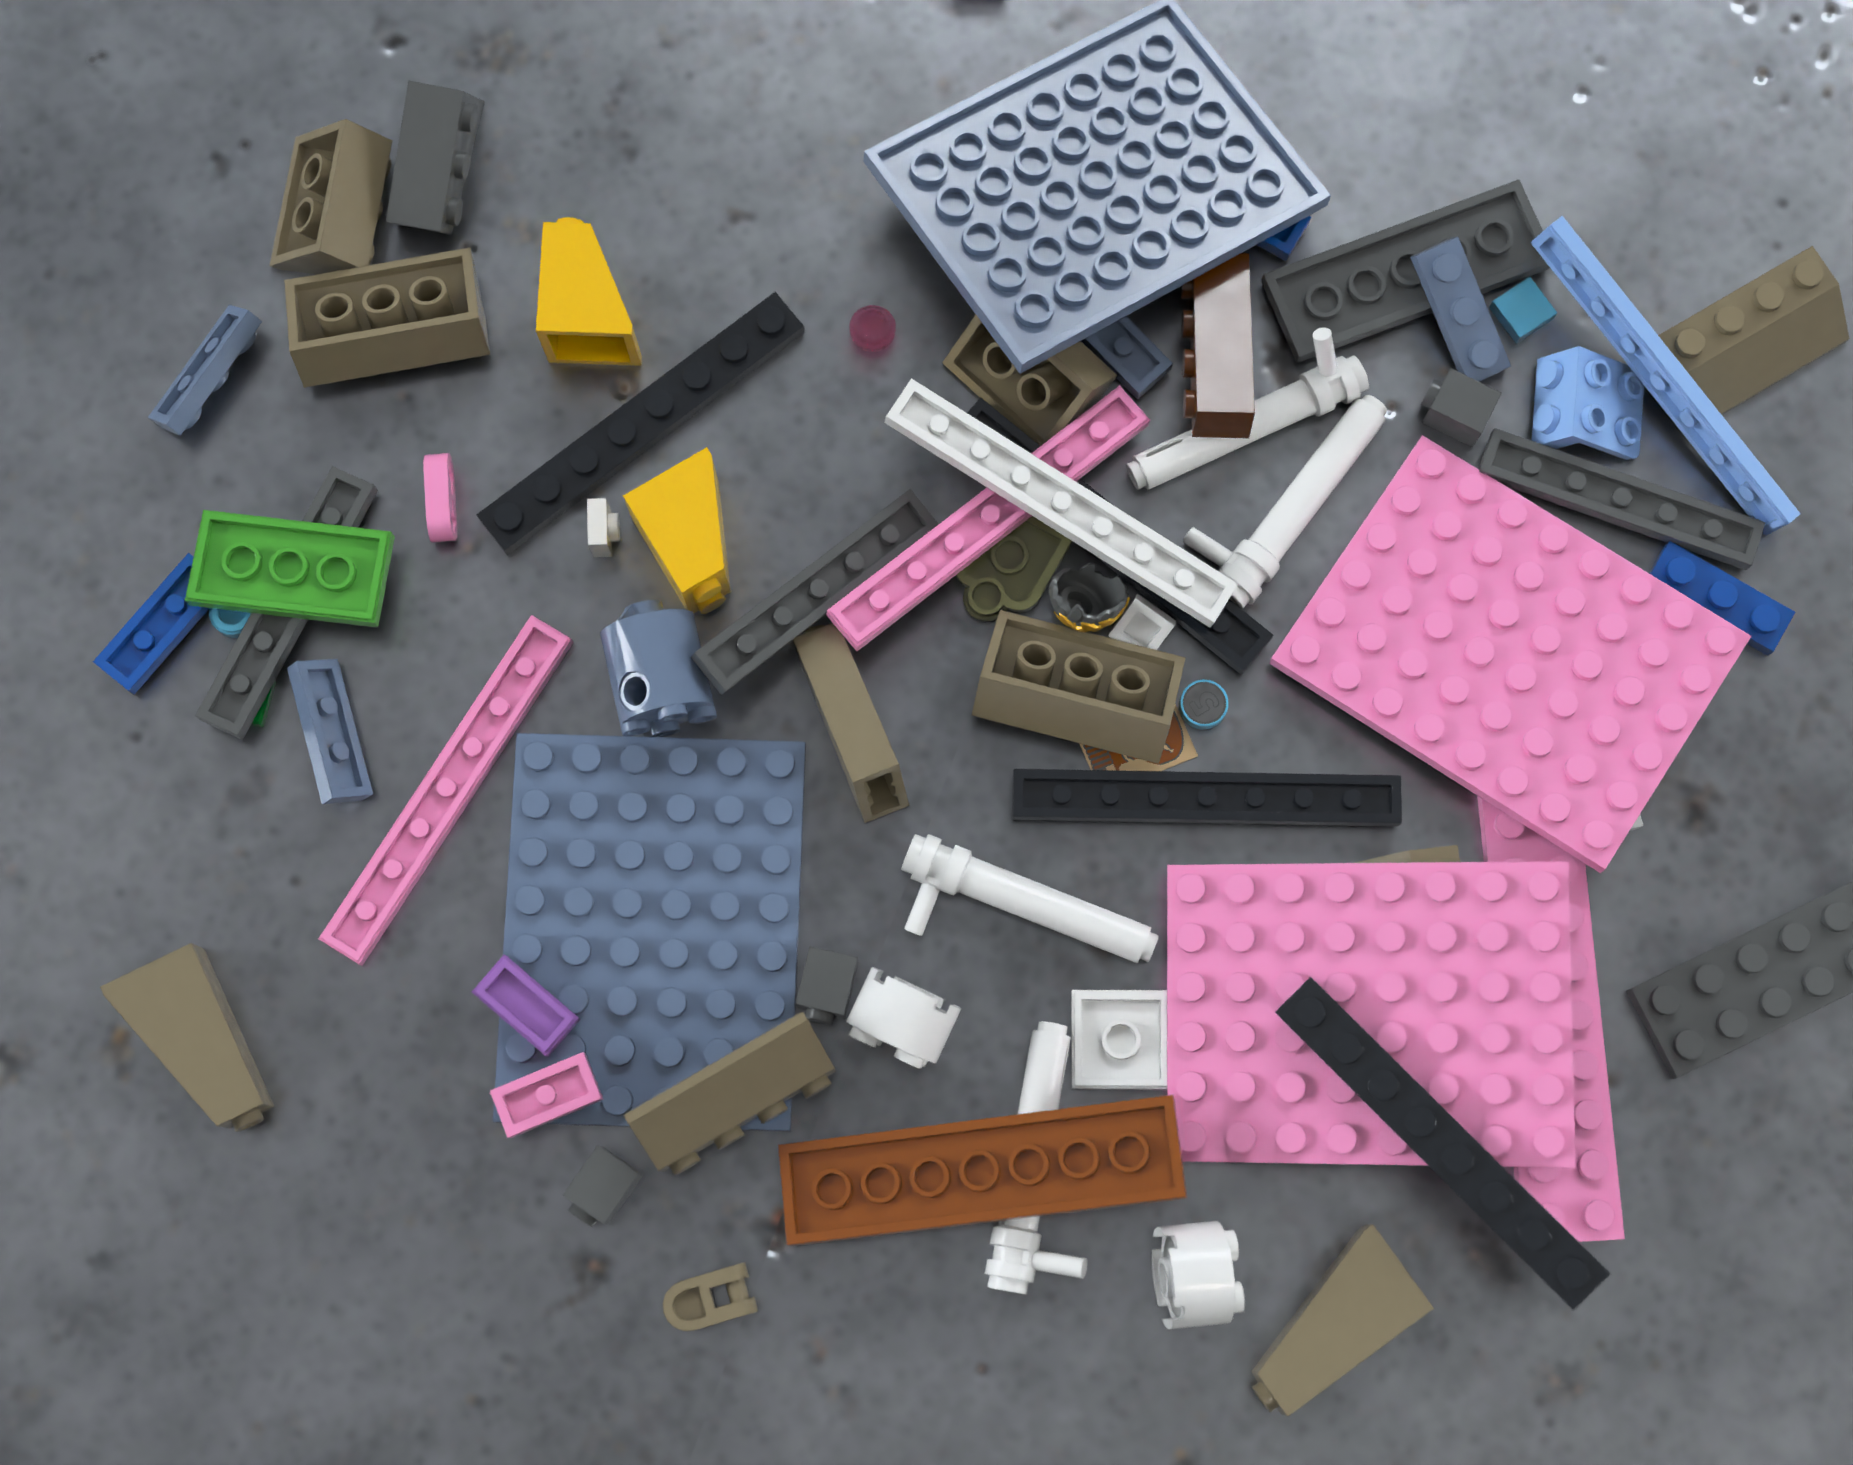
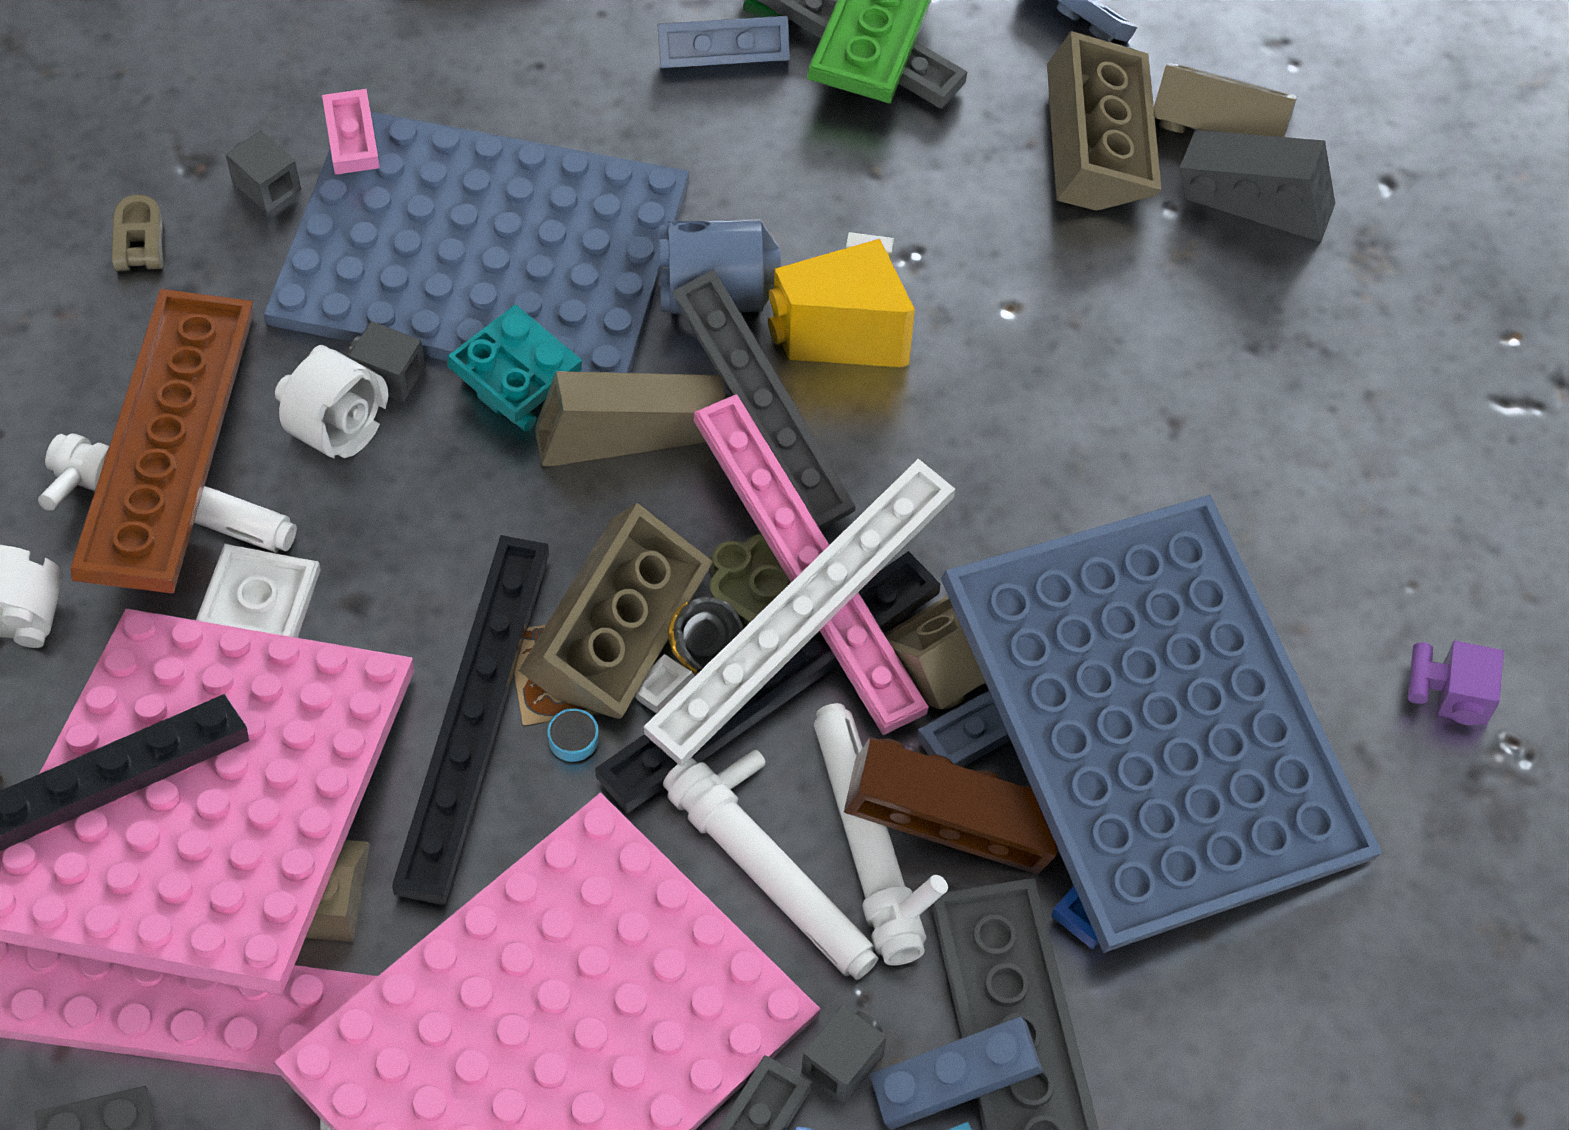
camera: 100 degrees right, 20 degrees down
(440, 497) = (923, 145): bright pink beam -> none
(446, 790) = (655, 123): bright pink tile -> none
(526, 1005) = (436, 133): medium lavender tile -> none
(579, 302) = (1098, 262): yellow slope -> none
(640, 423) = (974, 316): black plate -> none
(730, 1094) = (302, 252): dark tan slope -> none
(817, 846) = (512, 365): none -> teal plate
(872, 328) = (1035, 511): clear pink plate -> none
(957, 871) = (460, 483): white cylinder -> none

